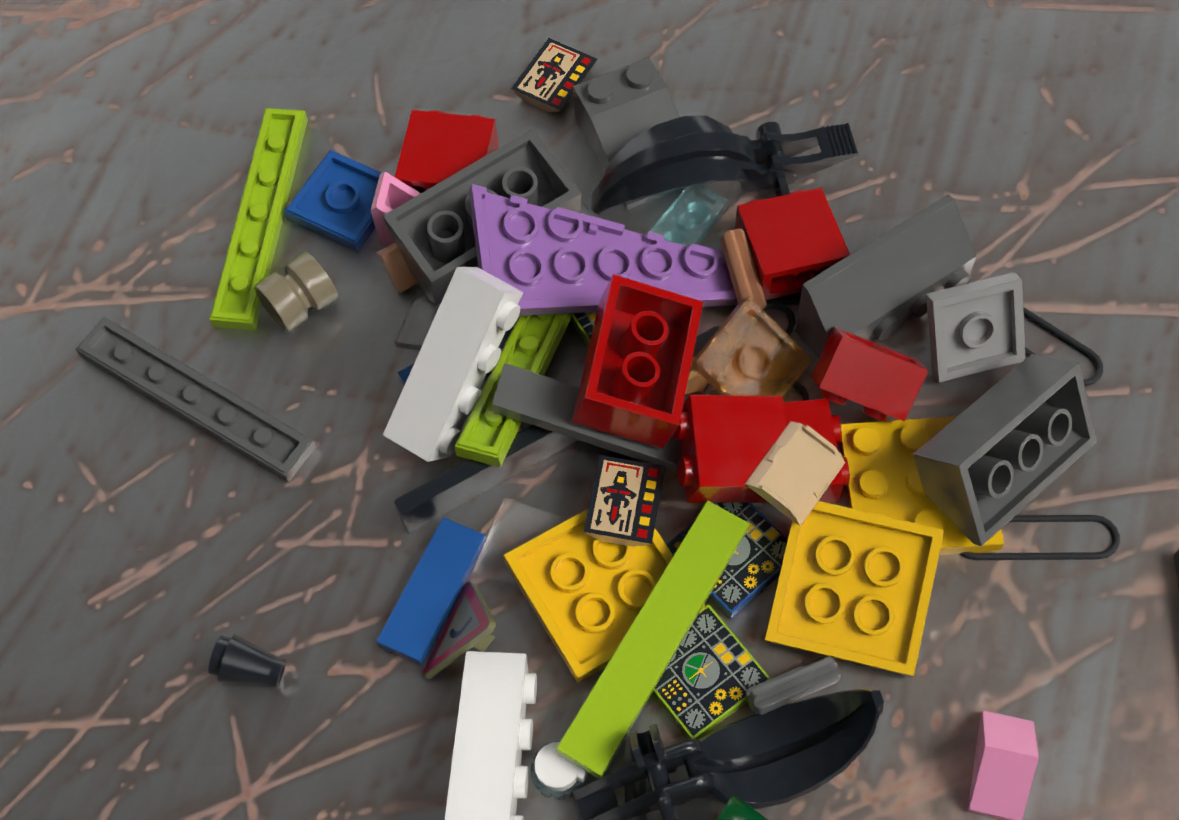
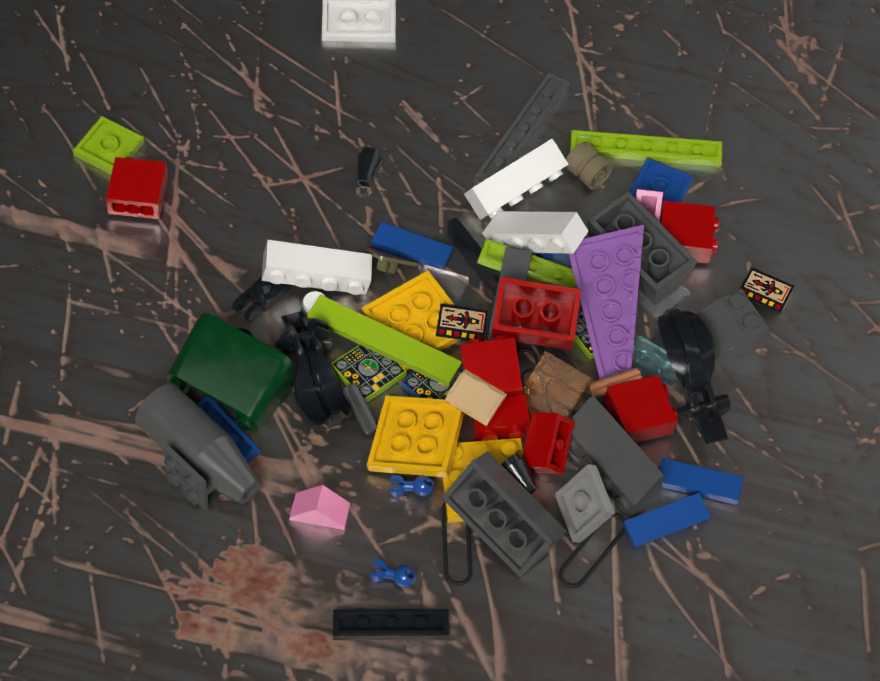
camera: 80 degrees right, 5 degrees down
(314, 405) = (516, 179): none -> white brick
(900, 179) = (696, 479): none -> blue tile
(925, 419) = (520, 471): none -> black cone
(943, 592) = (420, 485): none -> blue arm
(989, 241) = (666, 520): none -> blue tile
(1123, 627) = (401, 575): none -> blue arm

